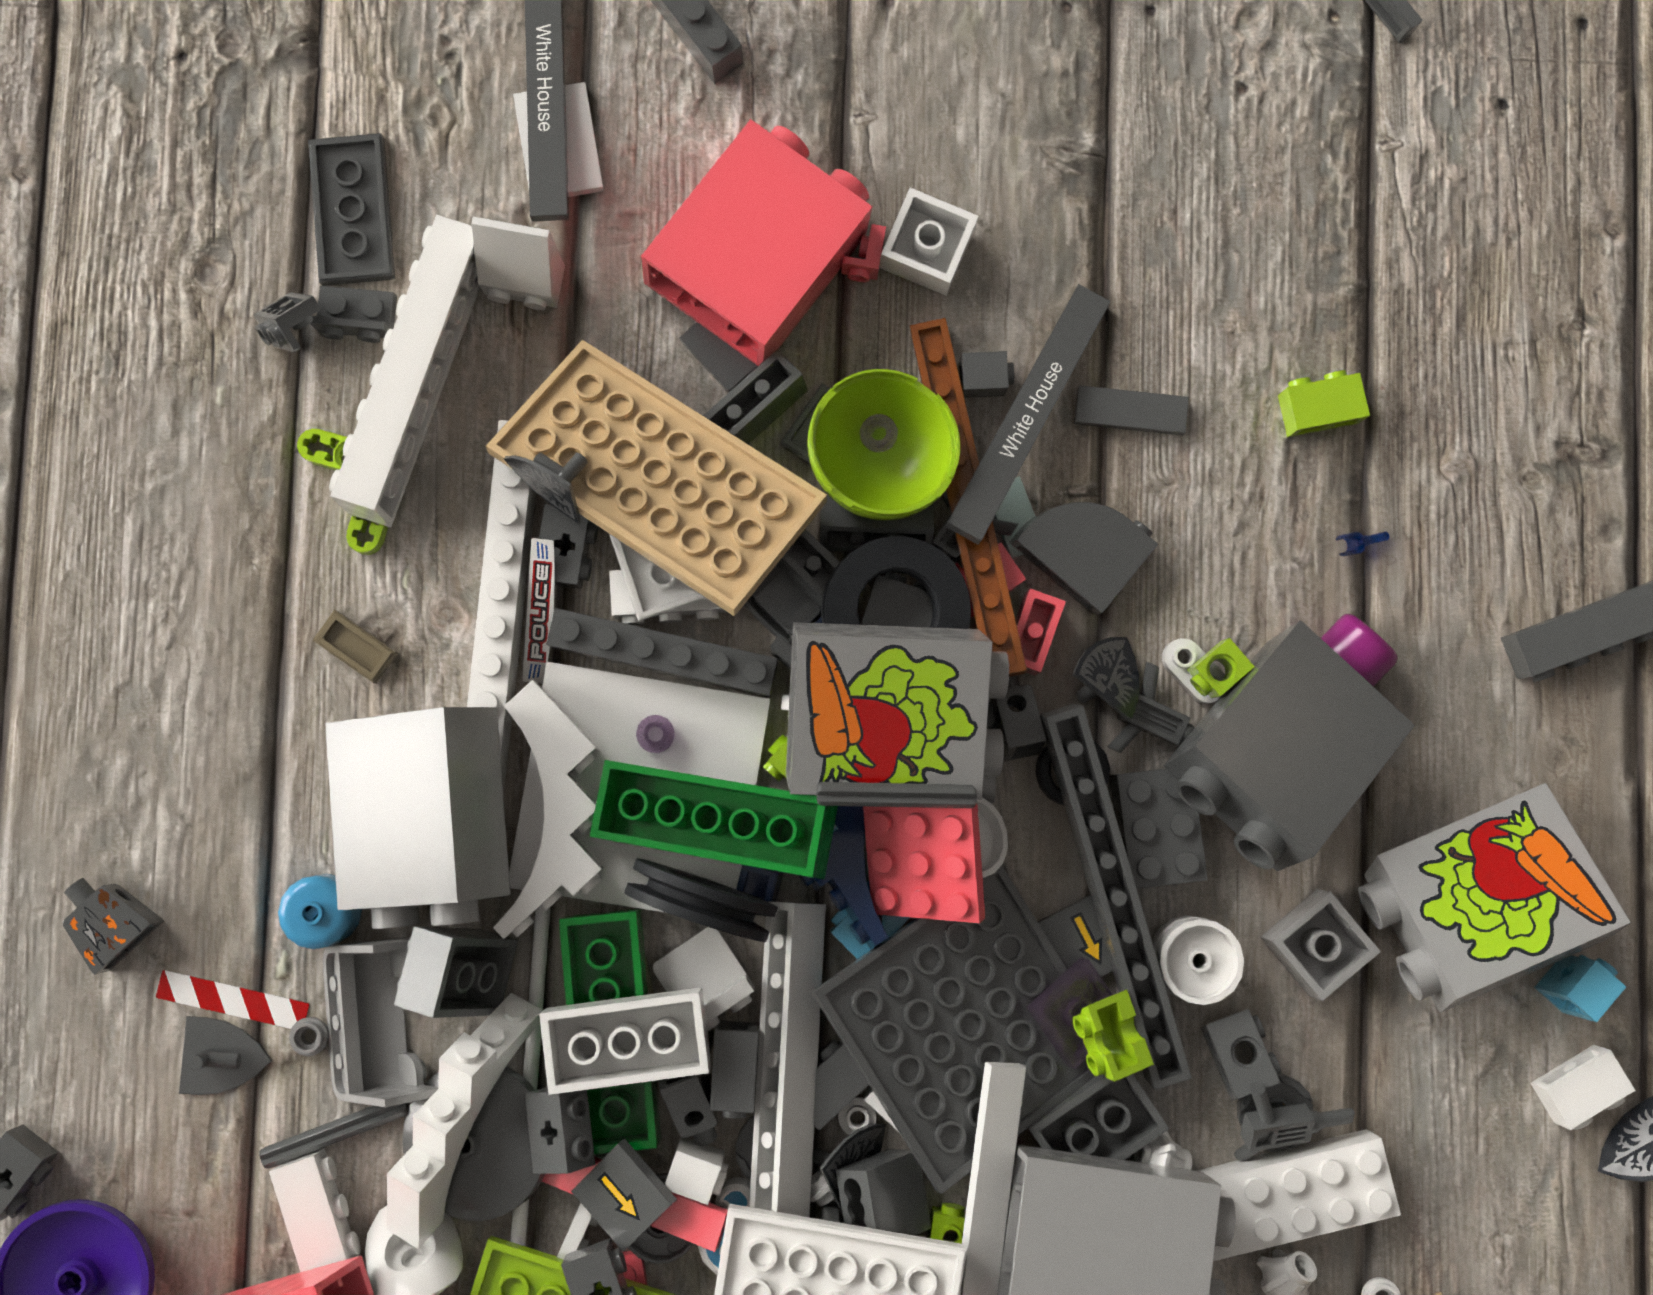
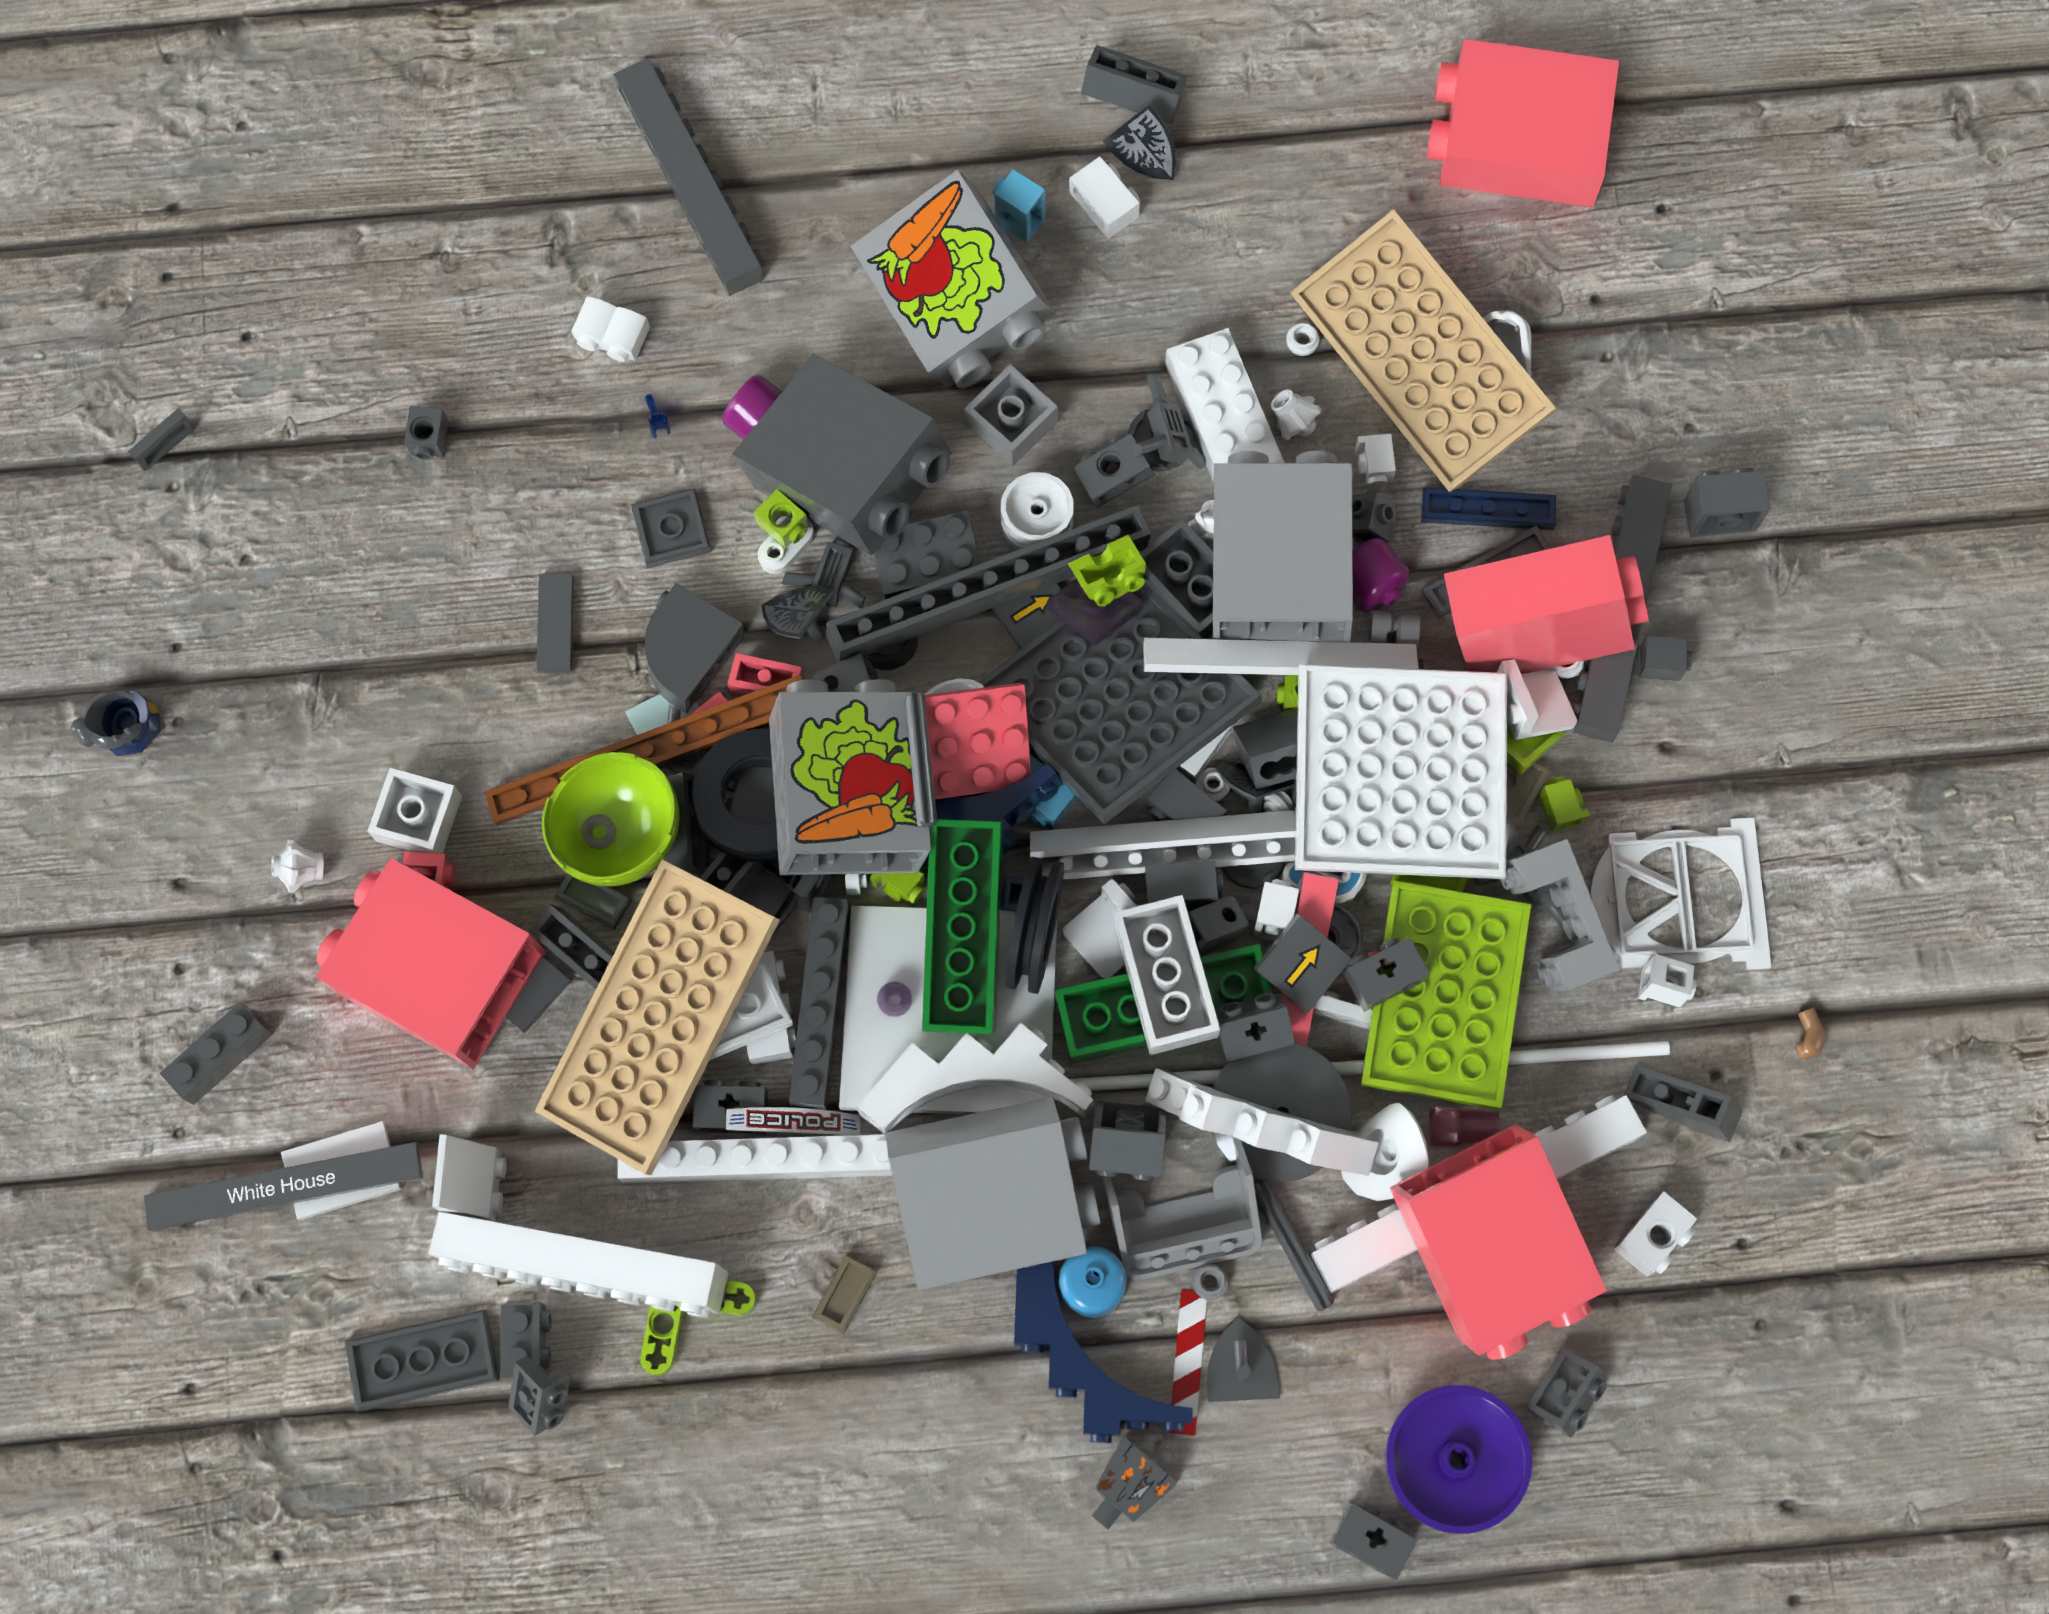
camera: 85 degrees left, 10 degrees down
(232, 876) = (1106, 1402): none -> dark blue arch
(551, 479) = (673, 1104): shield -> none
(886, 116) = (297, 866): none -> white rock
(985, 374) = (533, 749): dark grey brick -> none
(1027, 415) = (568, 705): dark grey tile -> none
(1227, 546) = (671, 528): none -> dark grey tile
(1323, 403) = (535, 458): lime brick -> none
(1381, 280) = (421, 420): none -> dark grey brick
(1471, 500) = (610, 329): none -> white brick

